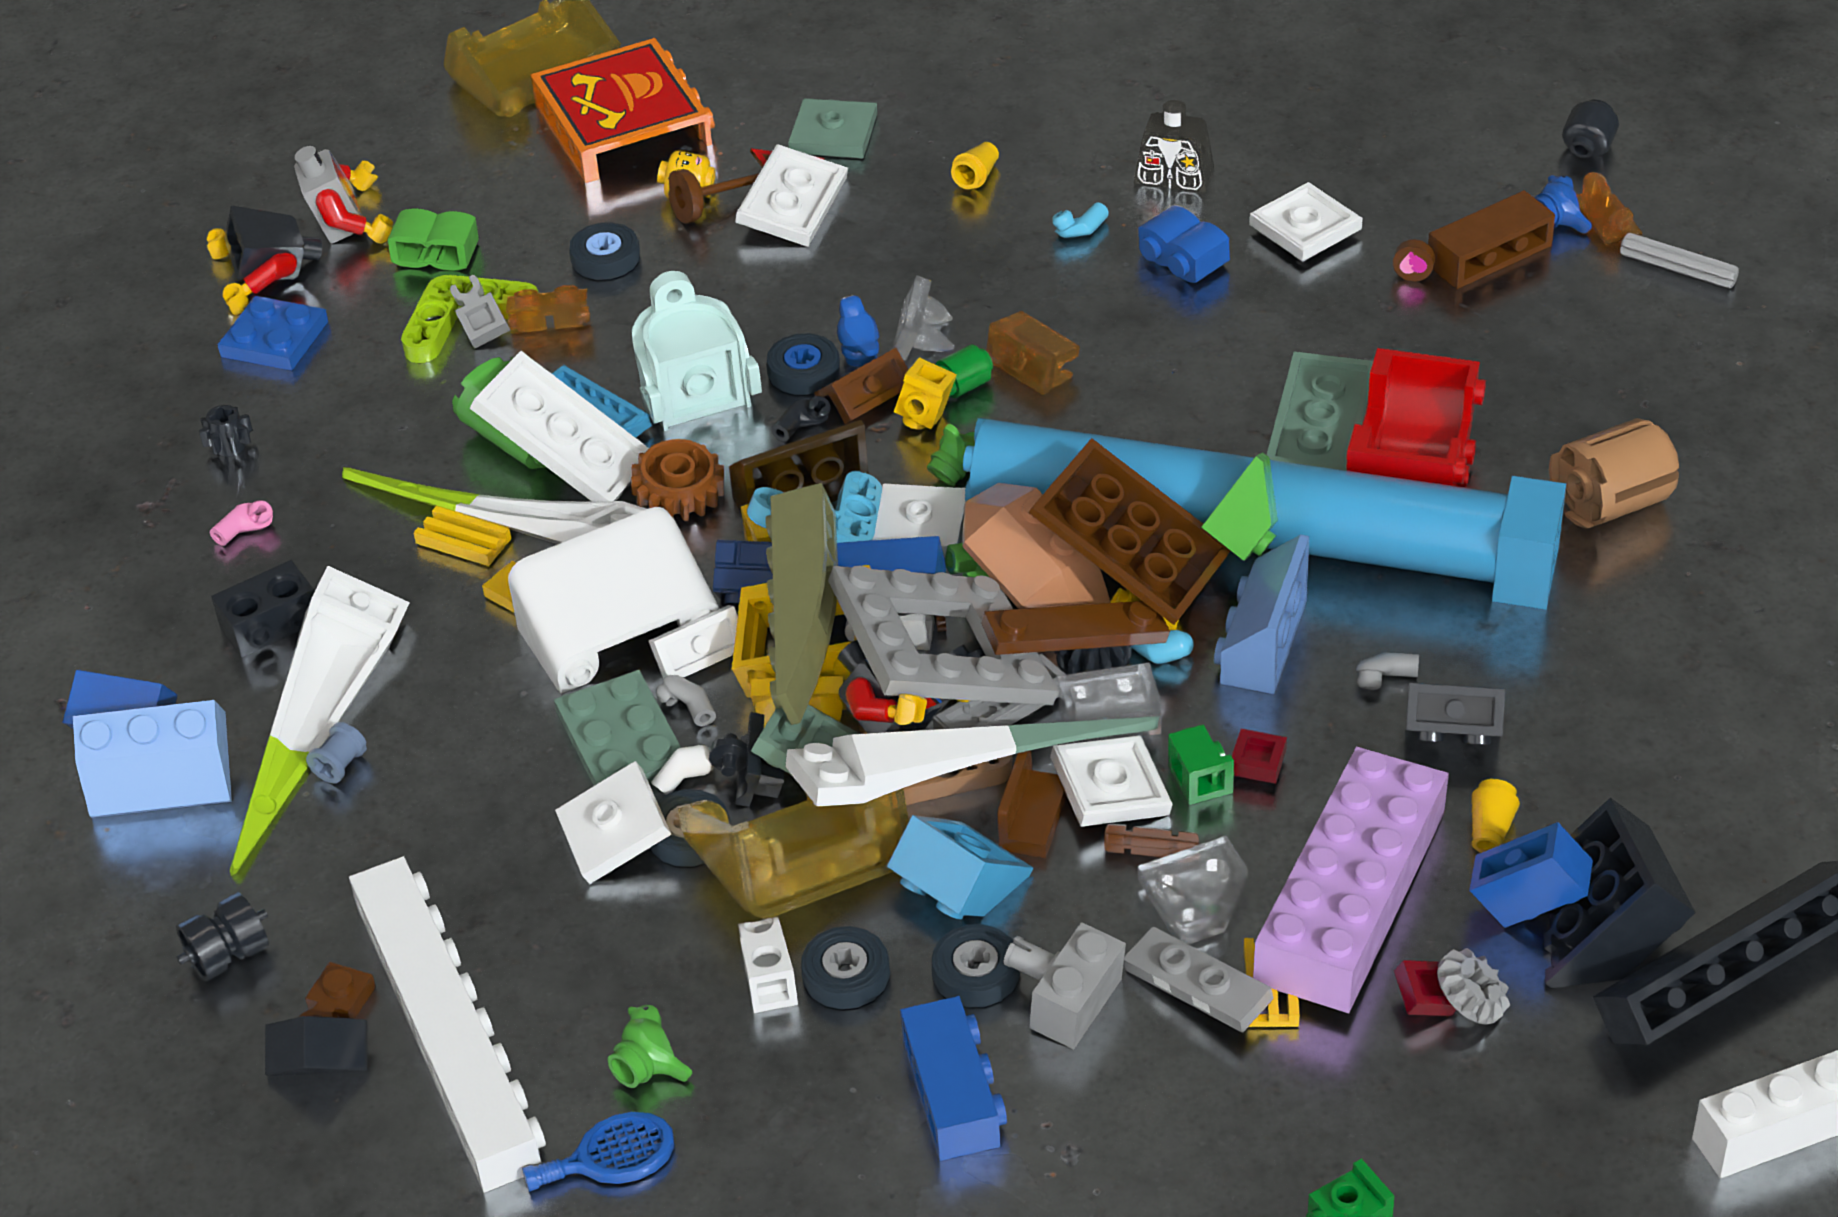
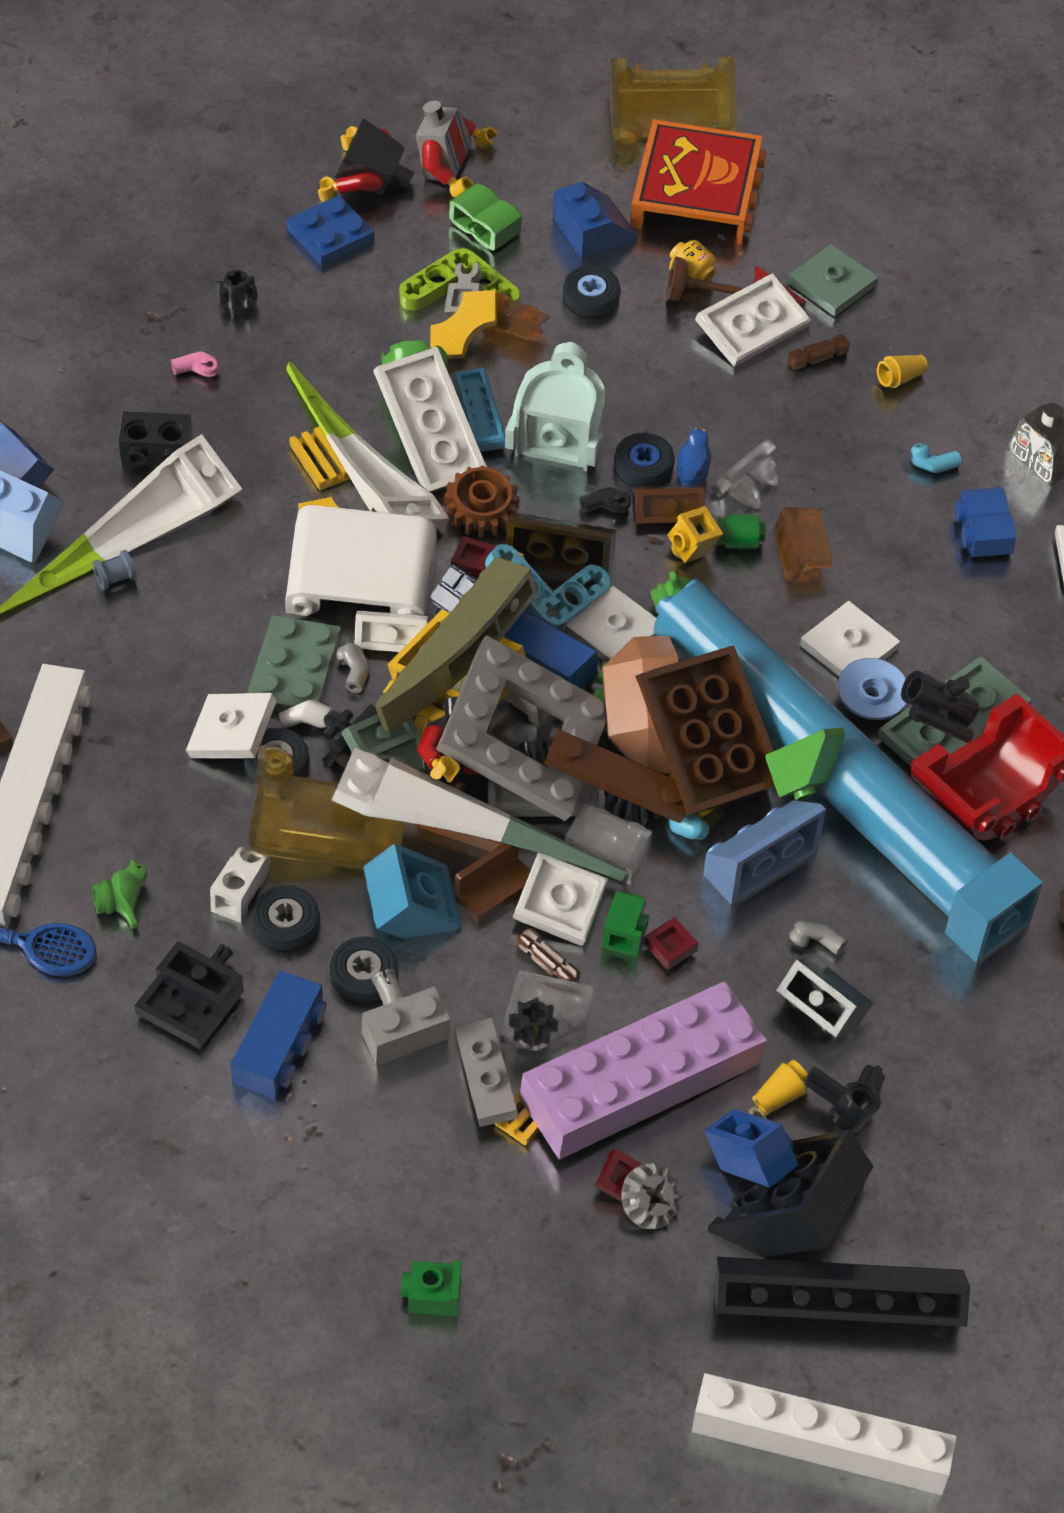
camera: 30 degrees right, 10 degrees up
(512, 322) = (474, 314): none -> yellow tile
(543, 193) = (590, 220): none -> blue slope
(711, 528) = (471, 555): none -> dark red plate
(818, 1096) = (191, 993): none -> black plate
(880, 191) = (818, 352): none -> reddish brown axle
(1158, 410) = (847, 637): none -> white plate
(1210, 896) = (533, 1022): none -> black gear
(1224, 429) = (876, 678): none -> light blue dish
(1312, 396) = (941, 704): none -> black pin
(1571, 786) = (851, 1104): none -> black axle

